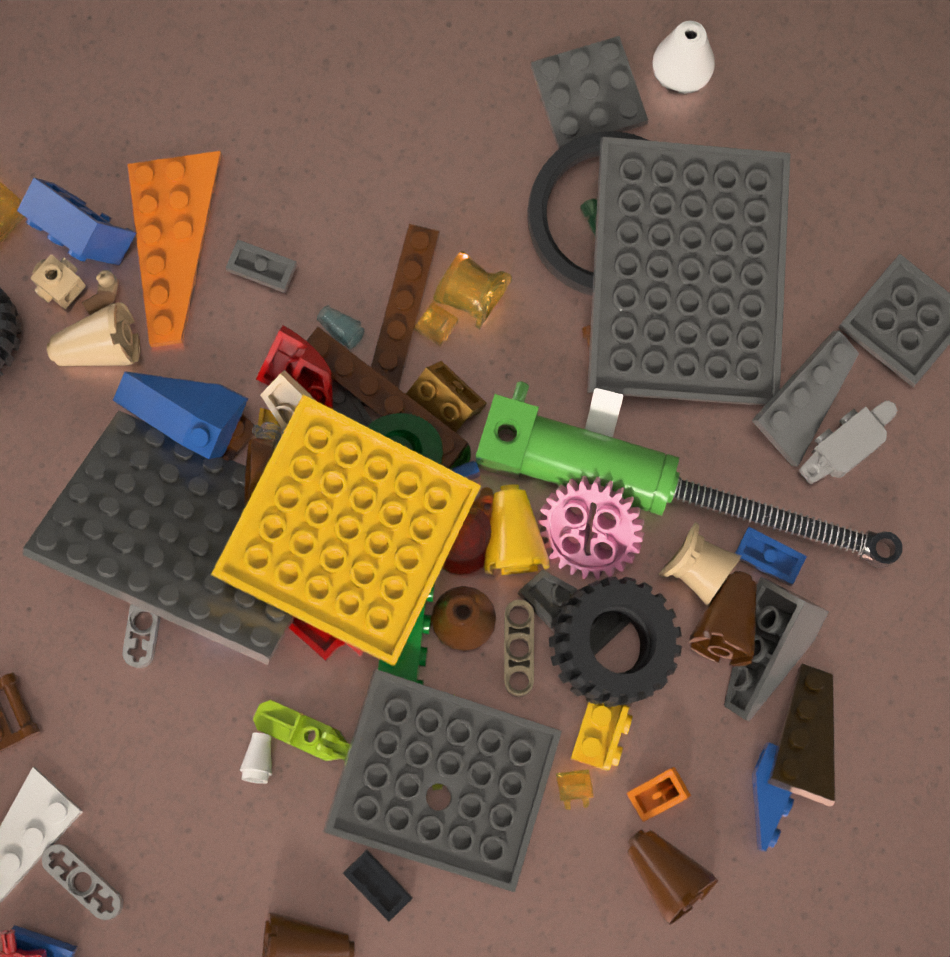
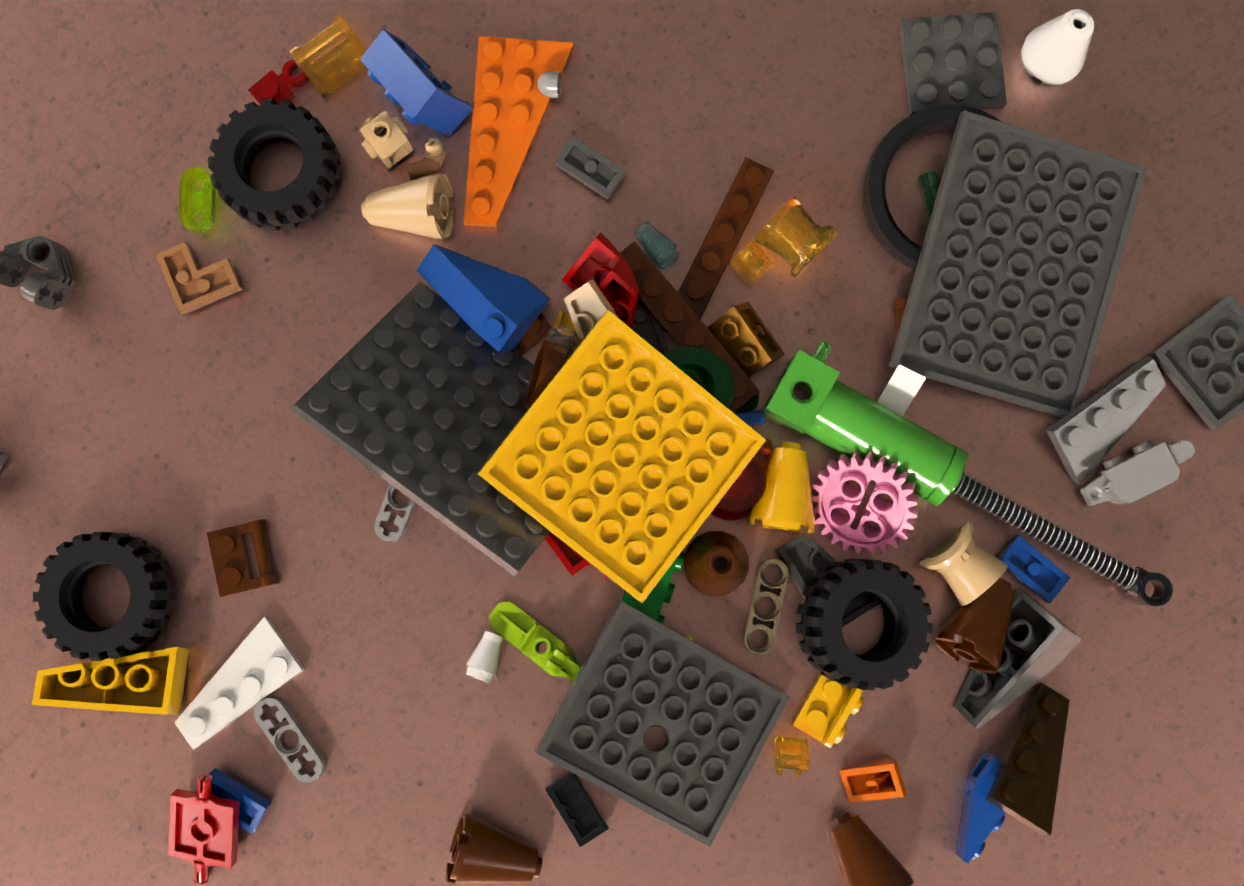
camera: 10 degrees right, 5 degrees up
(205, 195) = (550, 84): none -> light grey hinge

